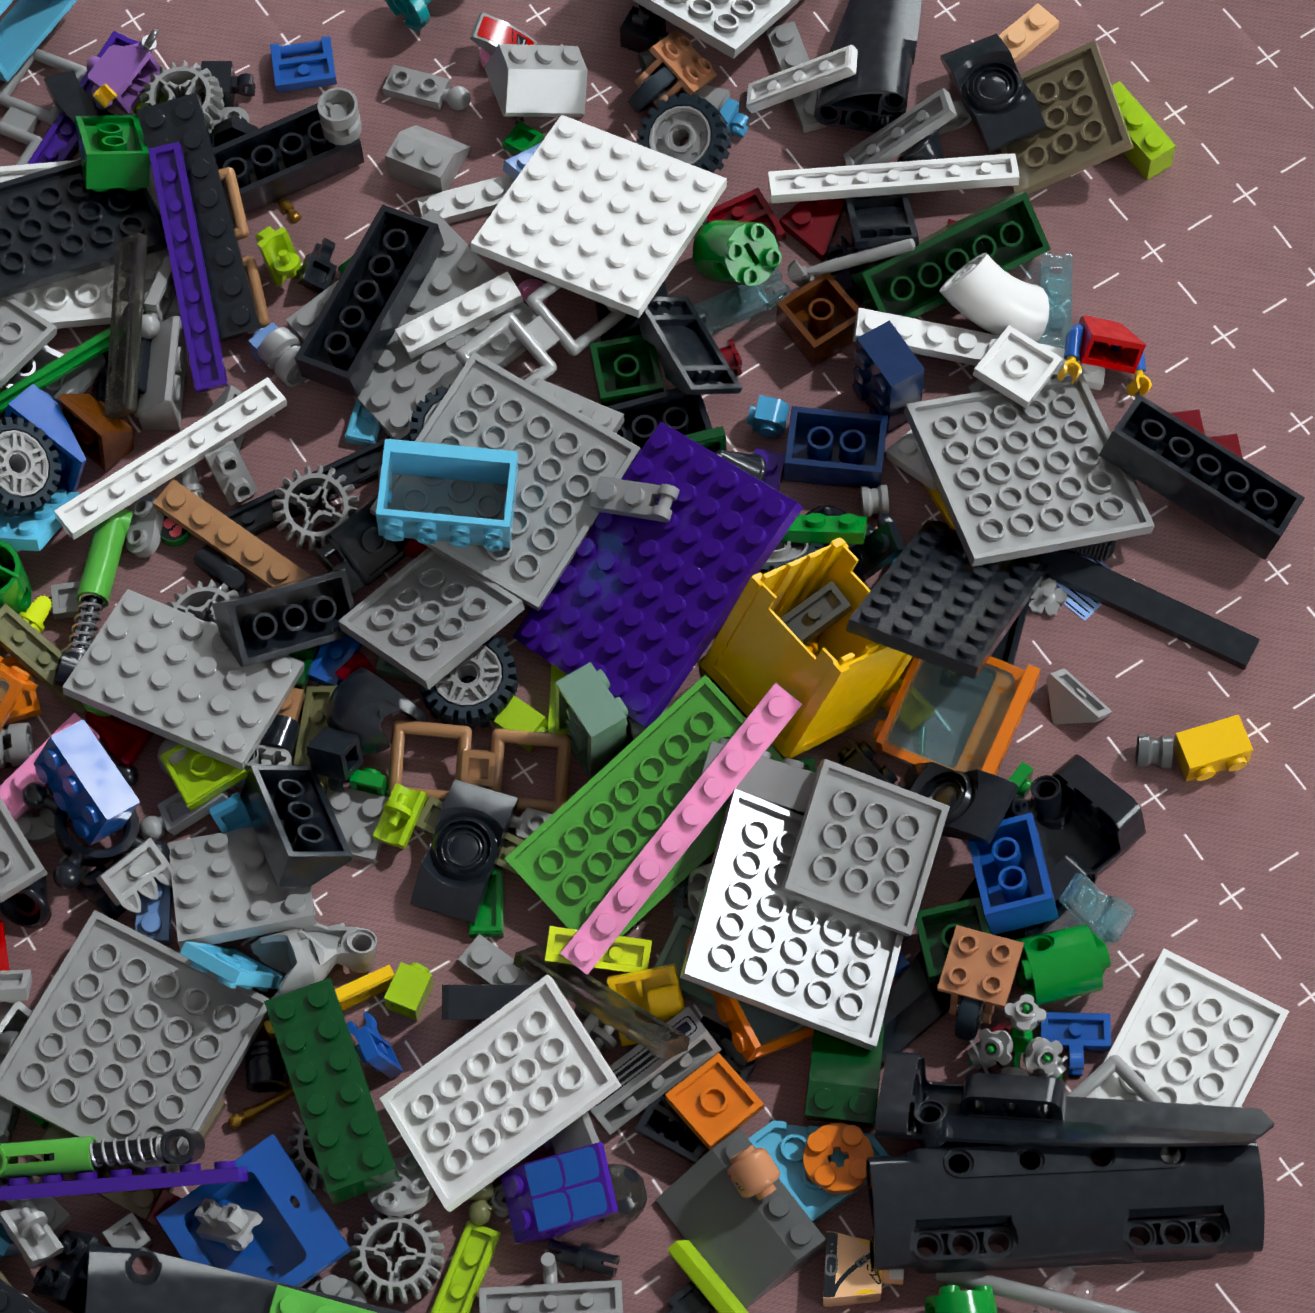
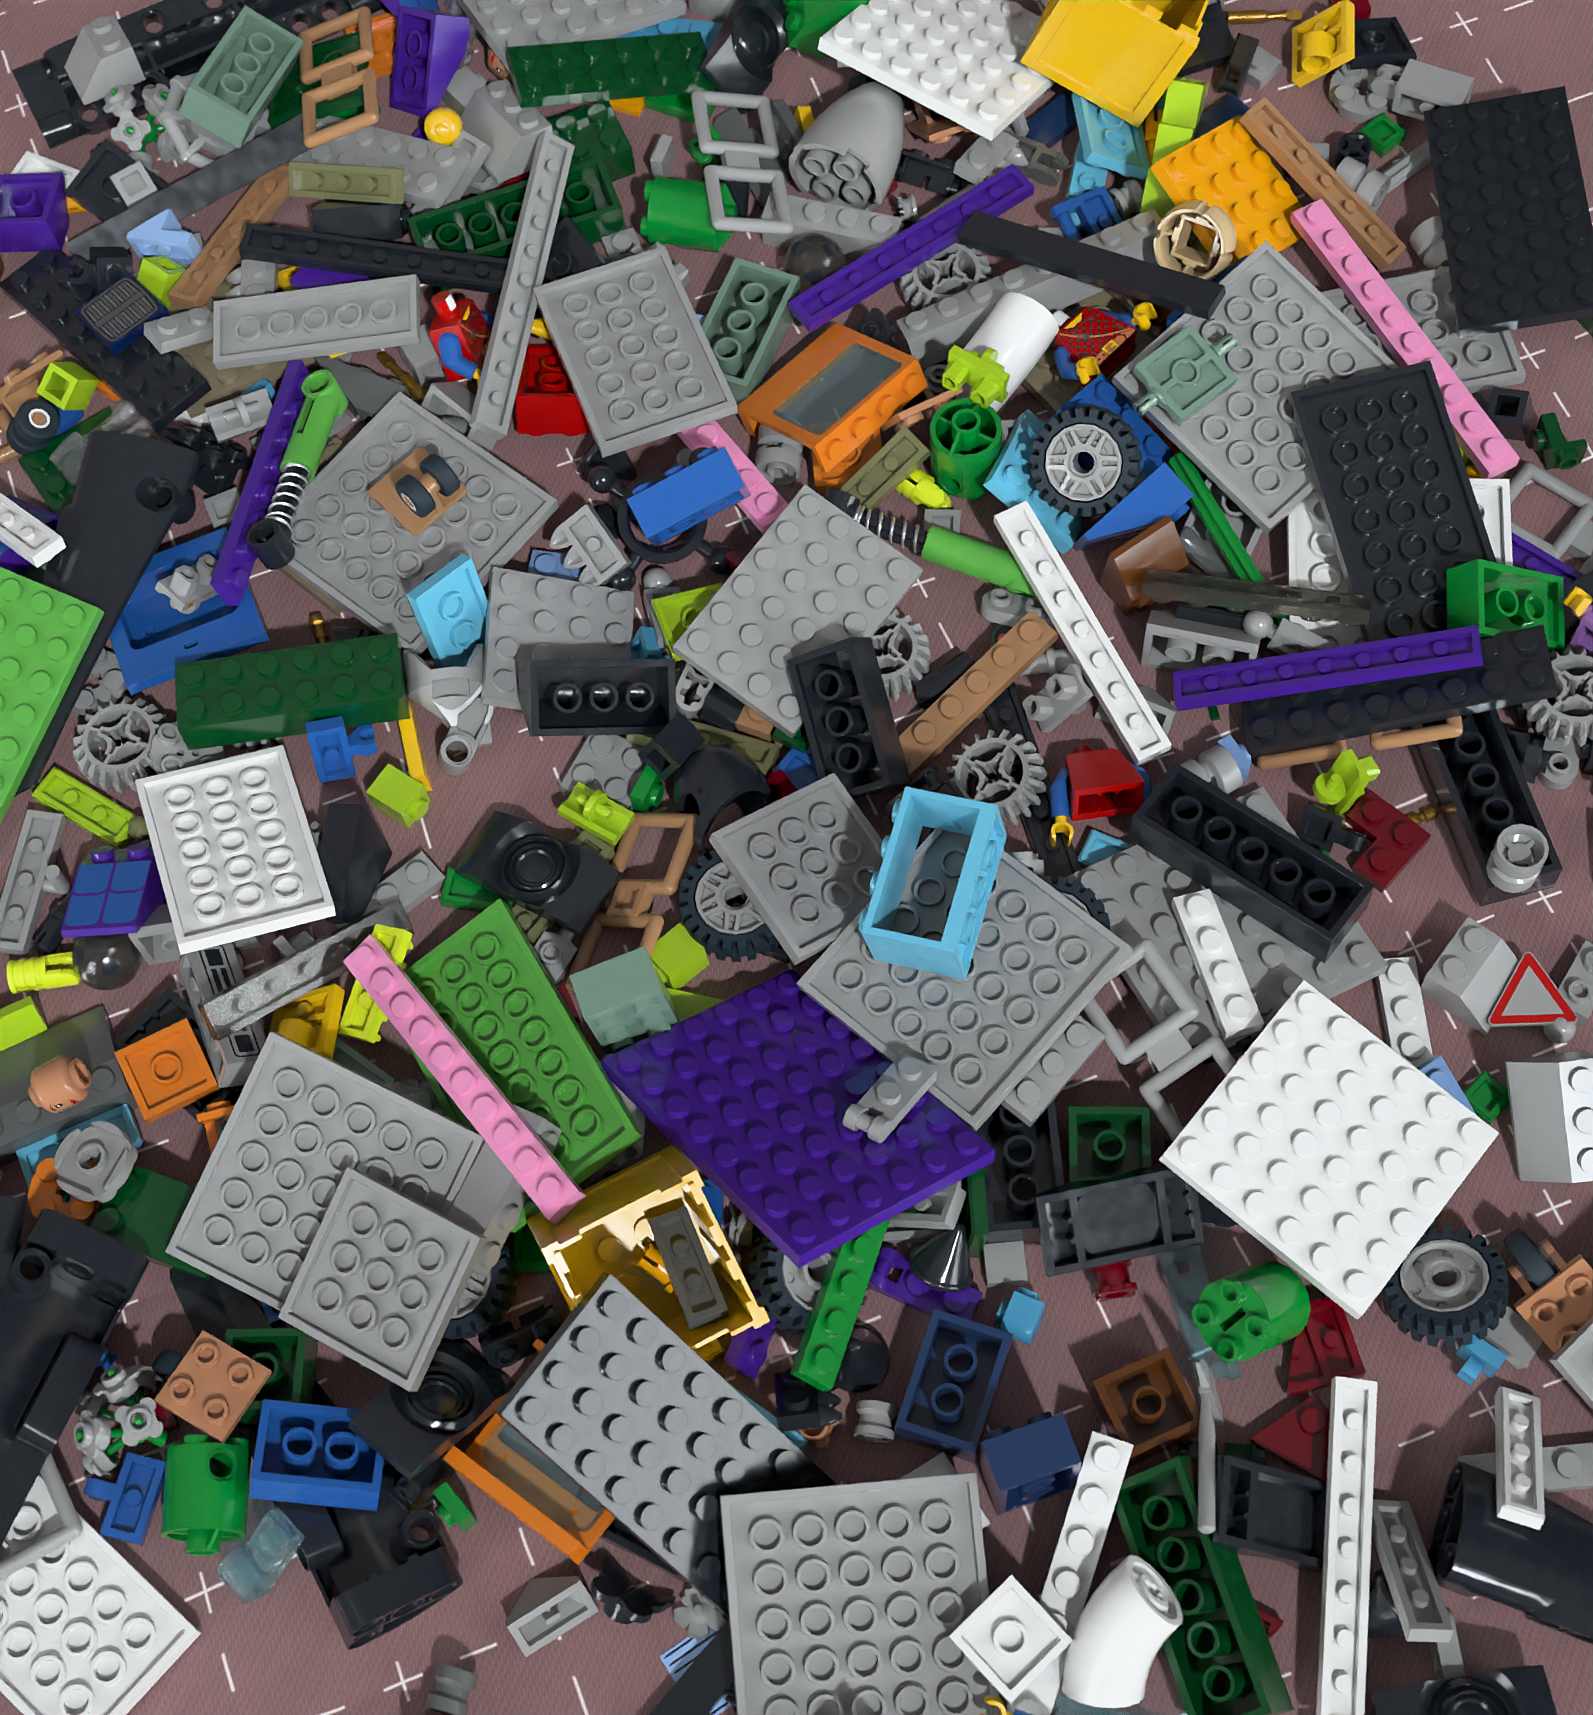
camera: 105 degrees right, 0 degrees up
(105, 1025) = (418, 490): none -> medium nougat plate
(311, 431) = (1095, 787): none -> red torso
(320, 222) = (1392, 836): none -> dark red plate
(440, 116) = (1530, 998): none -> piece
(638, 1261) = (41, 973): none -> neon yellow hinge
(734, 436) = (1005, 1264): none -> light grey tile
(797, 1136) = (108, 1175): none -> light grey plate
(1054, 643) = (622, 1599): none -> black animal

